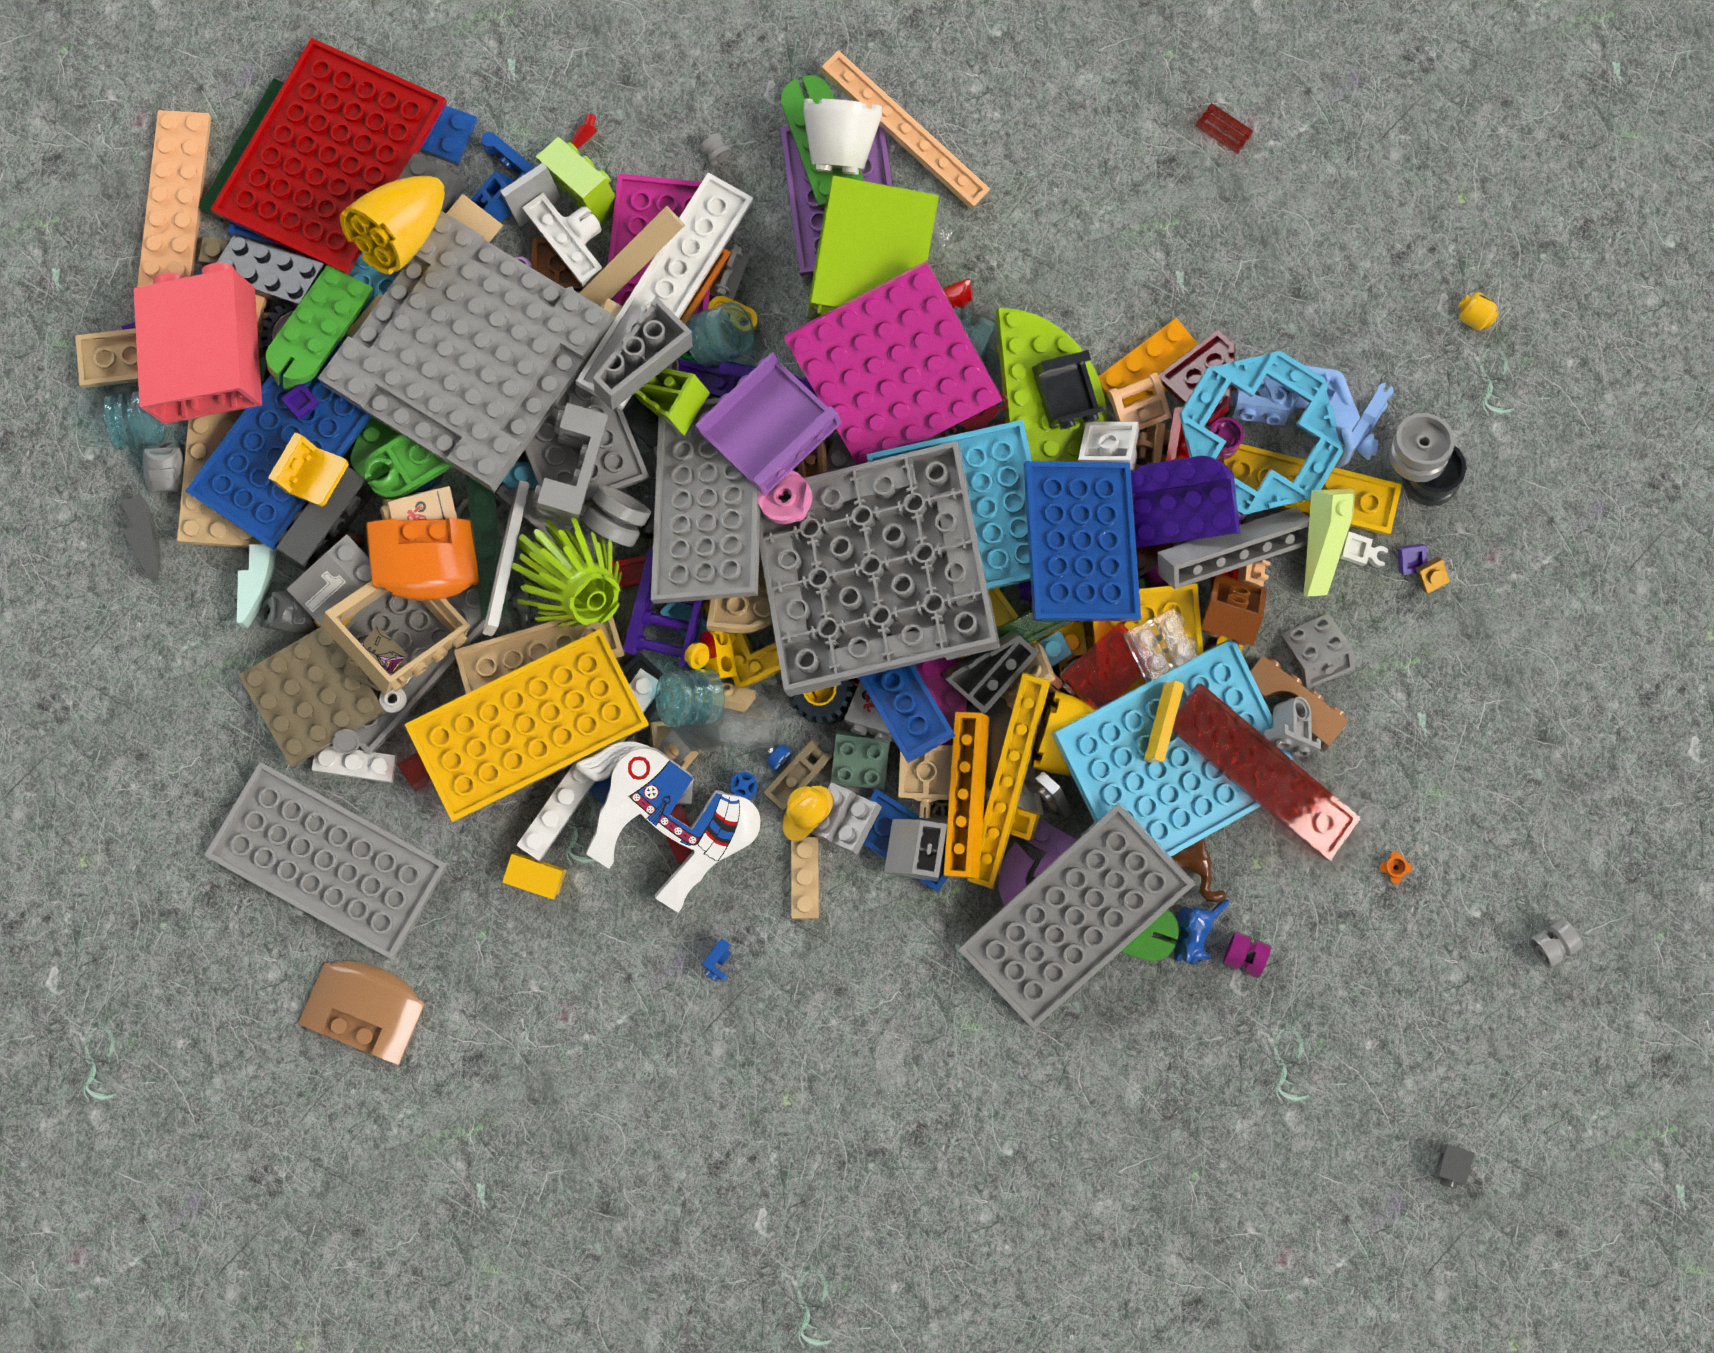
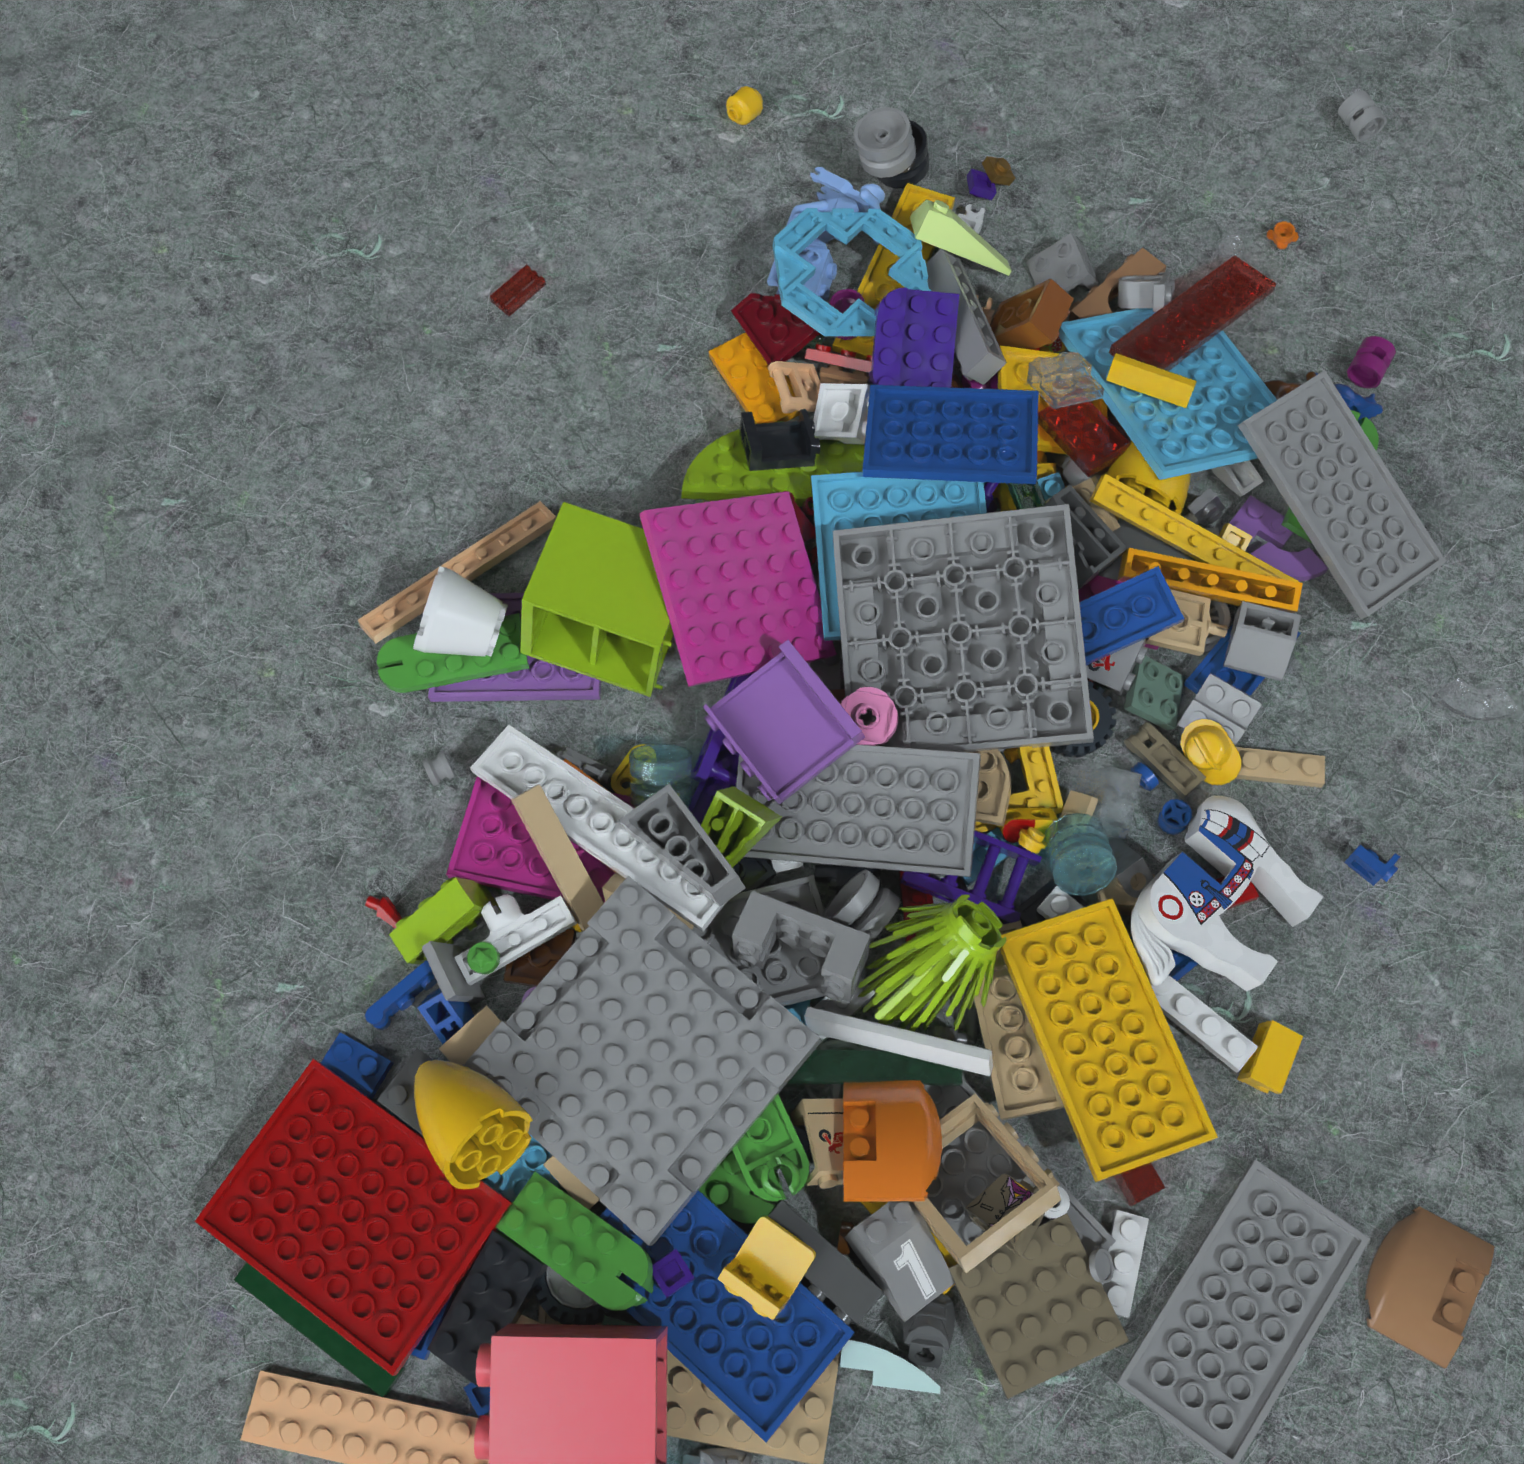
camera: 75 degrees left, 10 degrees down
(211, 250) = (443, 1382): dark tan plate -> none
(542, 215) = (483, 958): none -> bright green tile

